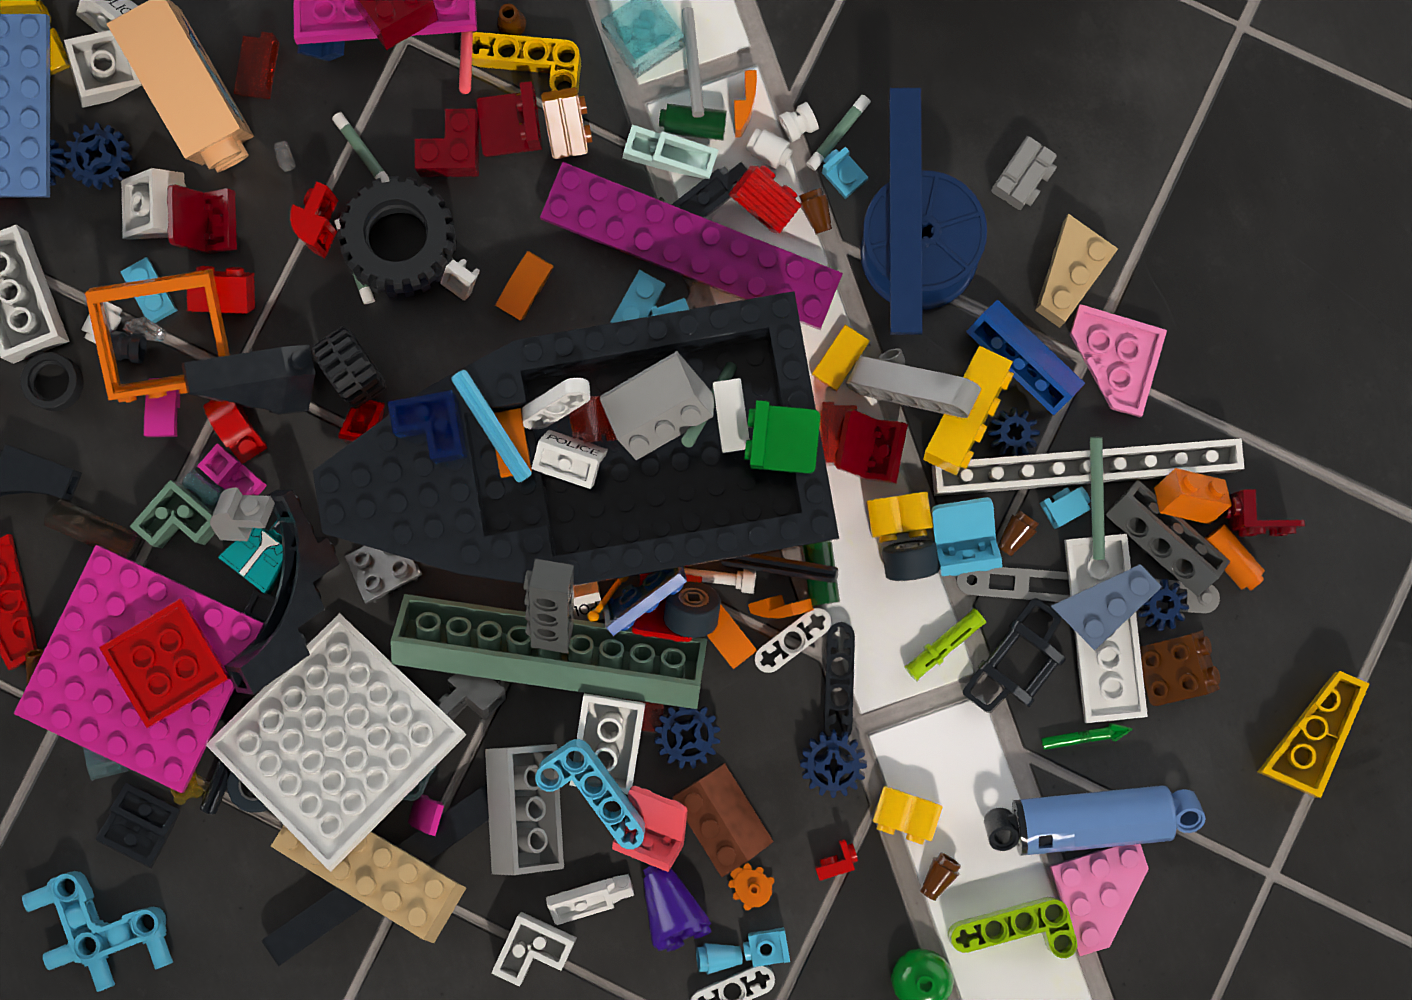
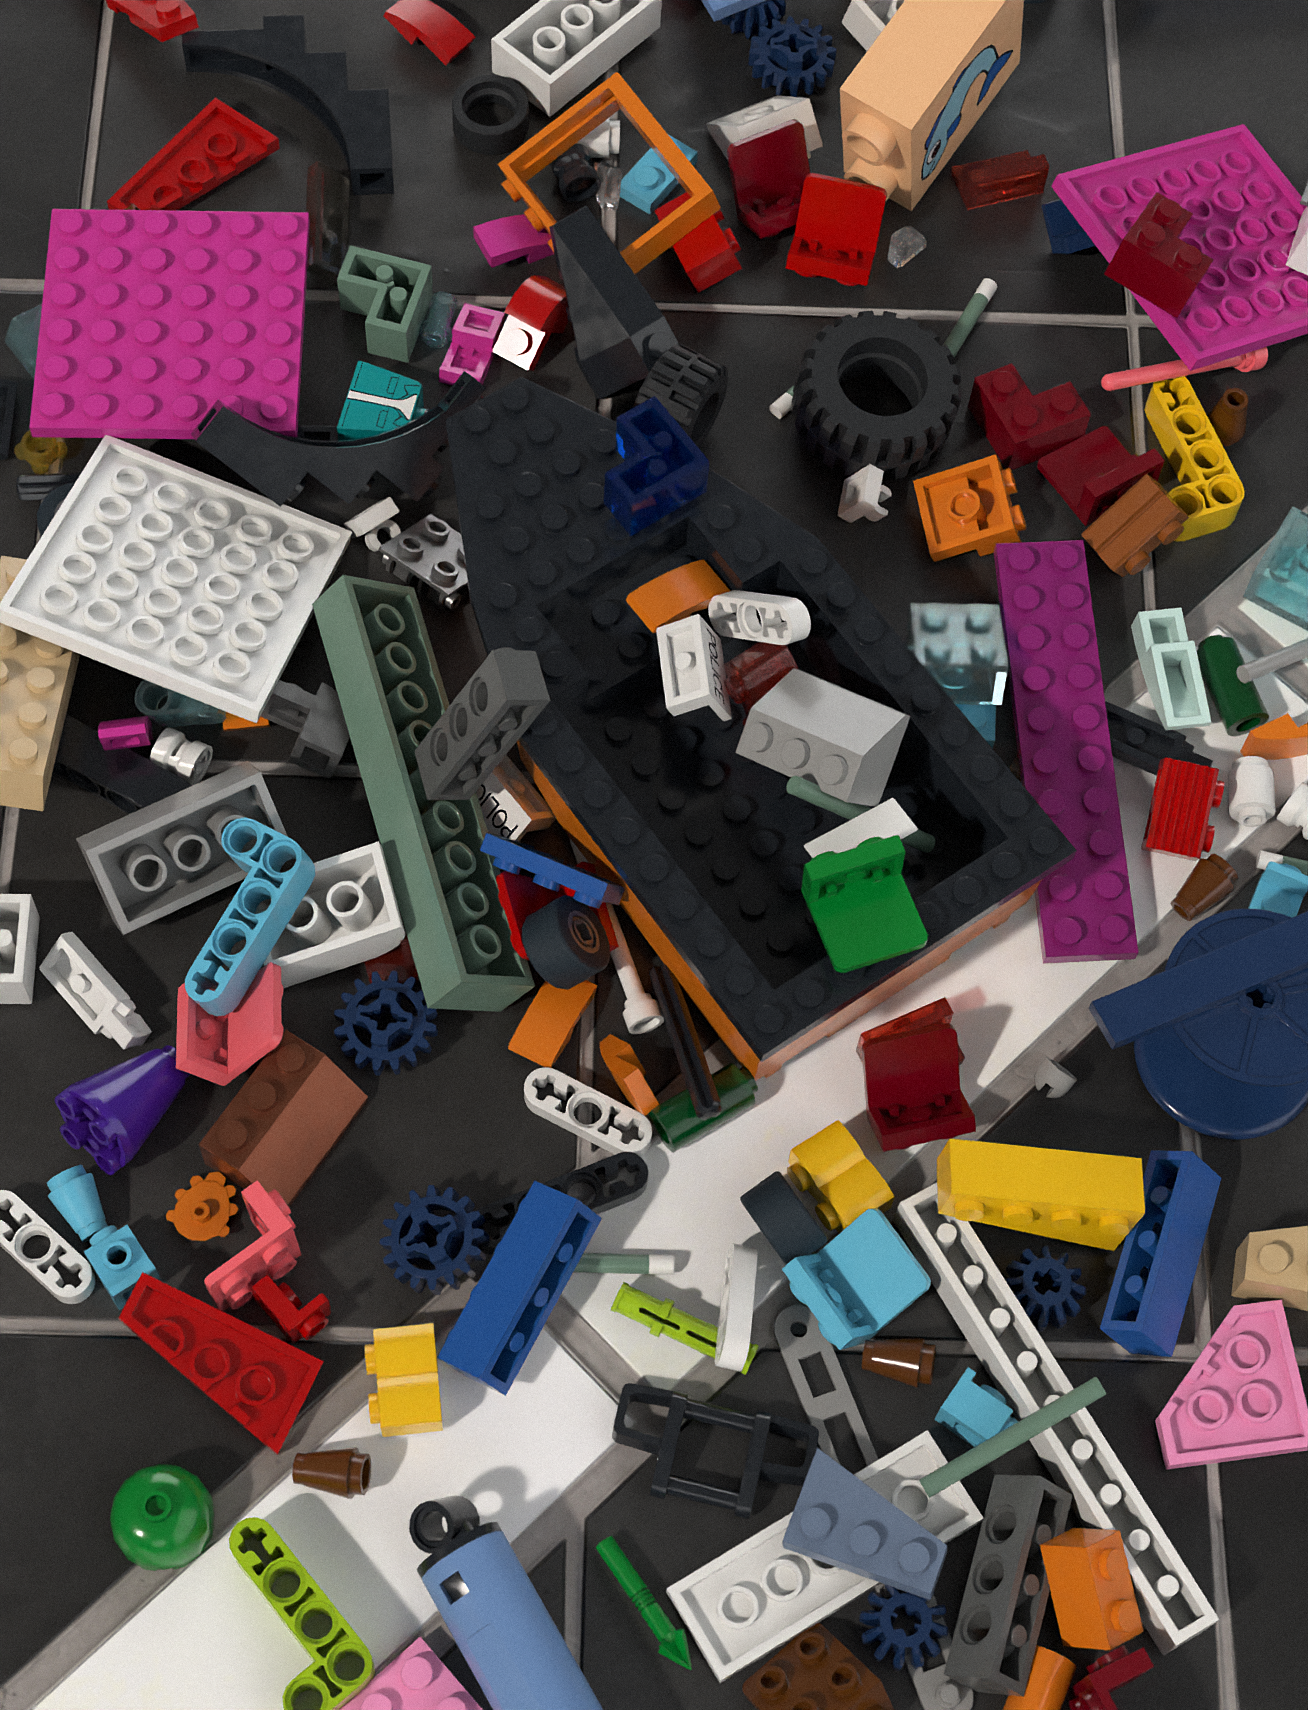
camera: 55 degrees right, 20 degrees down
(164, 663) = (191, 333): red plate -> none
(239, 514) = (423, 350): light grey brick -> none
(258, 199) = (837, 229): none -> red bracket
(313, 222) = (844, 290): red brick -> none
(336, 596) = (372, 520): none -> white tile
(459, 784) = (181, 756): none -> white wheel
(491, 425) = (687, 549): medium azure axle -> none
(501, 217) = (969, 508): none -> orange plate
(524, 285) = (902, 572): orange slope -> none
(593, 615) = (568, 849): light orange hinge -> none
(602, 280) = (961, 649): none -> clear light blue brick
(785, 852) = (269, 1255): none -> coral bracket
(840, 358) = (1019, 1008): yellow tile -> none
(856, 906) = (230, 1361): none -> red wing
(884, 674) = (625, 1263): none -> sand green bar
(887, 729) = (519, 1287): none -> blue brick
(913, 387) = (1033, 1097): light grey beam -> none
(951, 612) = (736, 1307): none -> white beam

